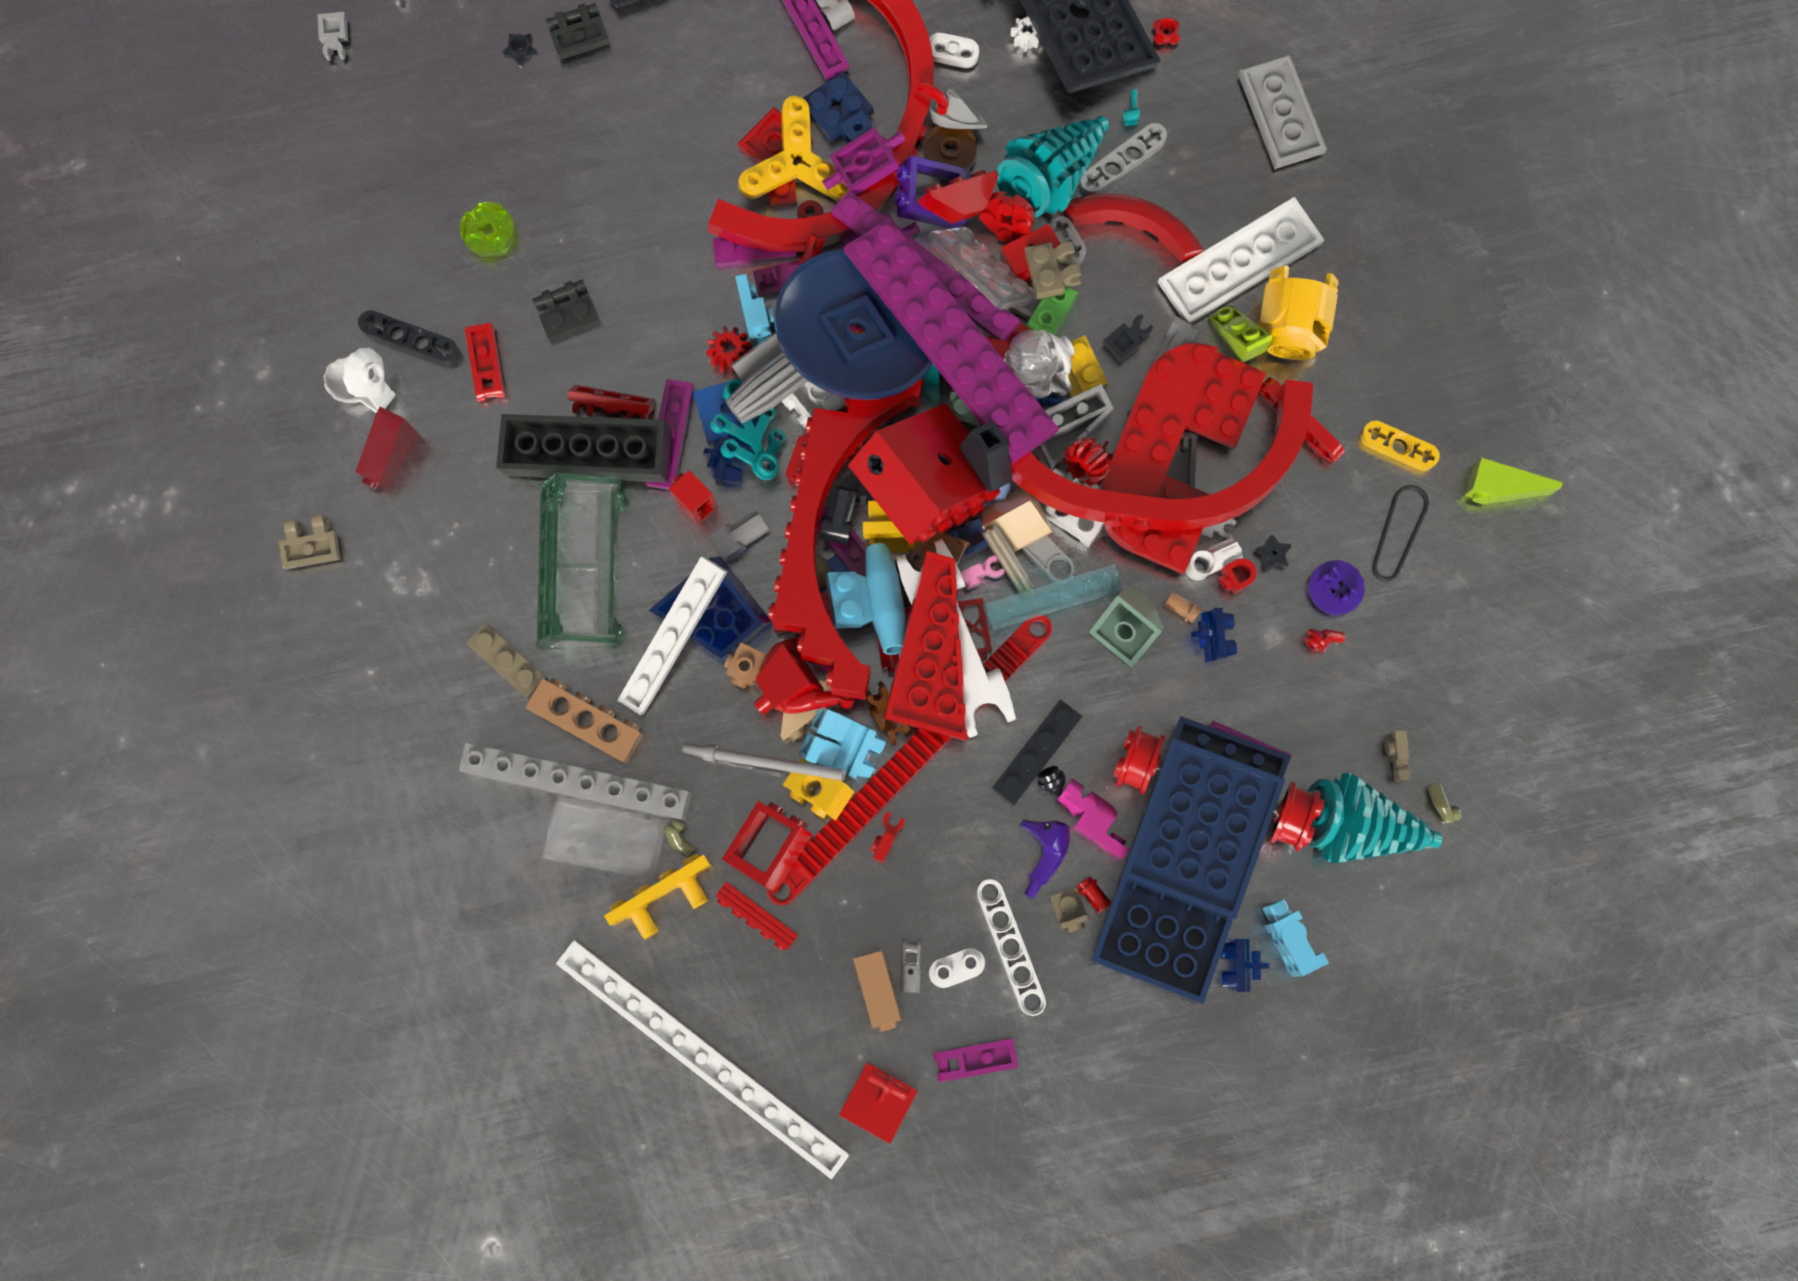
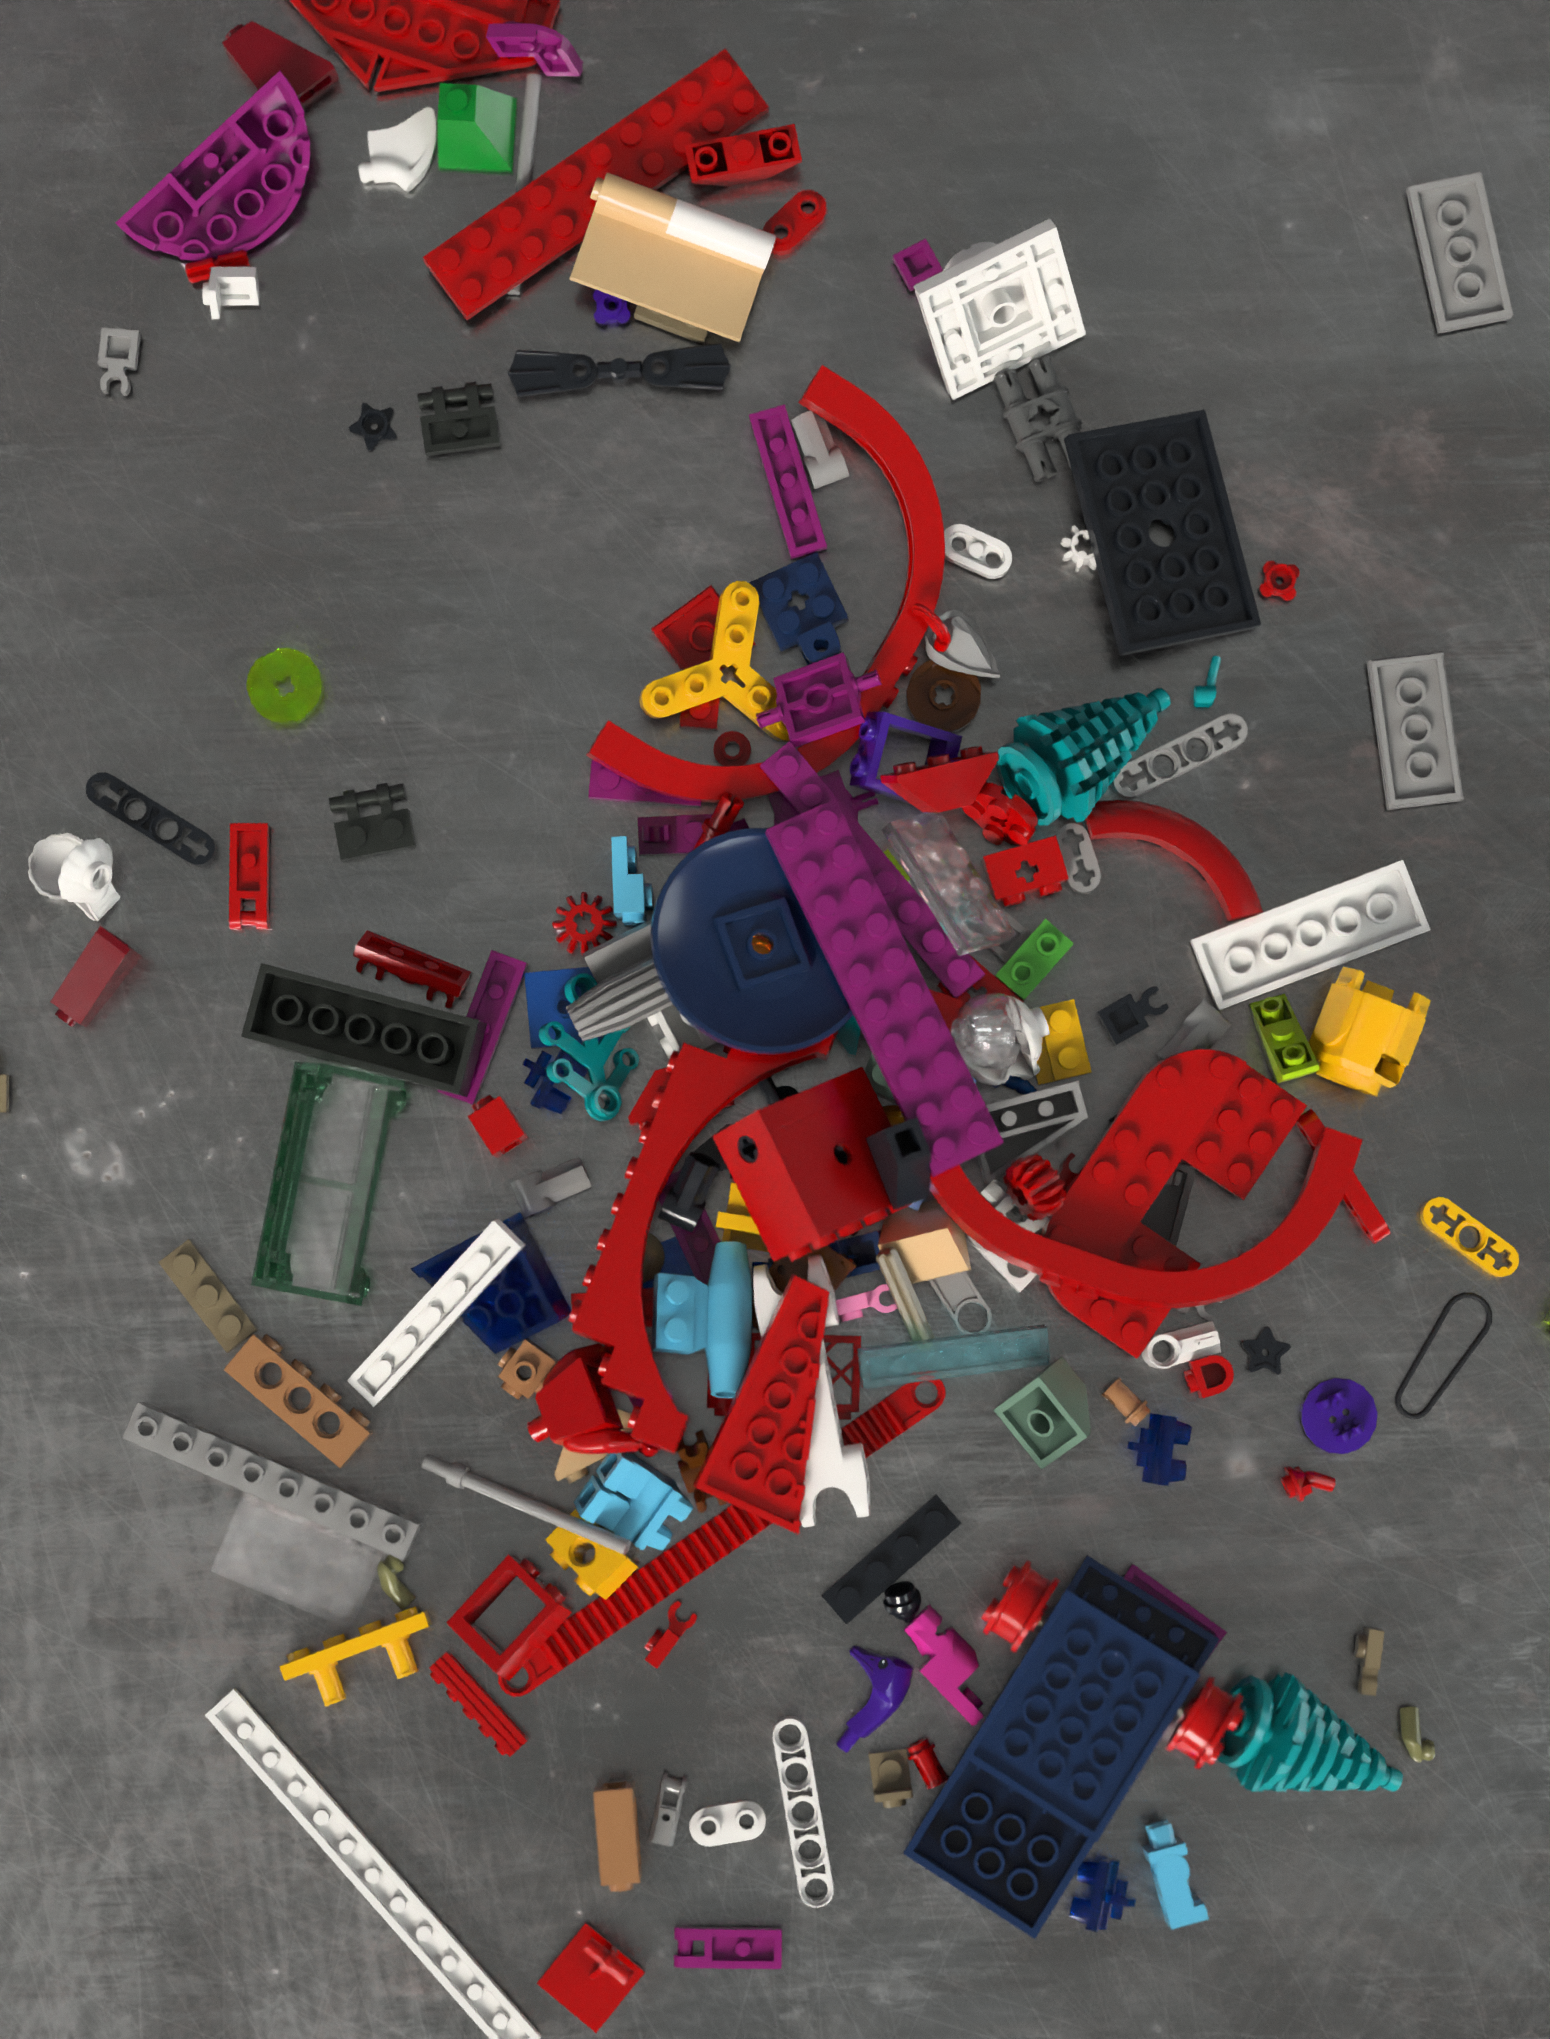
camera: 10 degrees right, 5 degrees up
(1044, 269) = (1034, 905): dark tan plate -> none

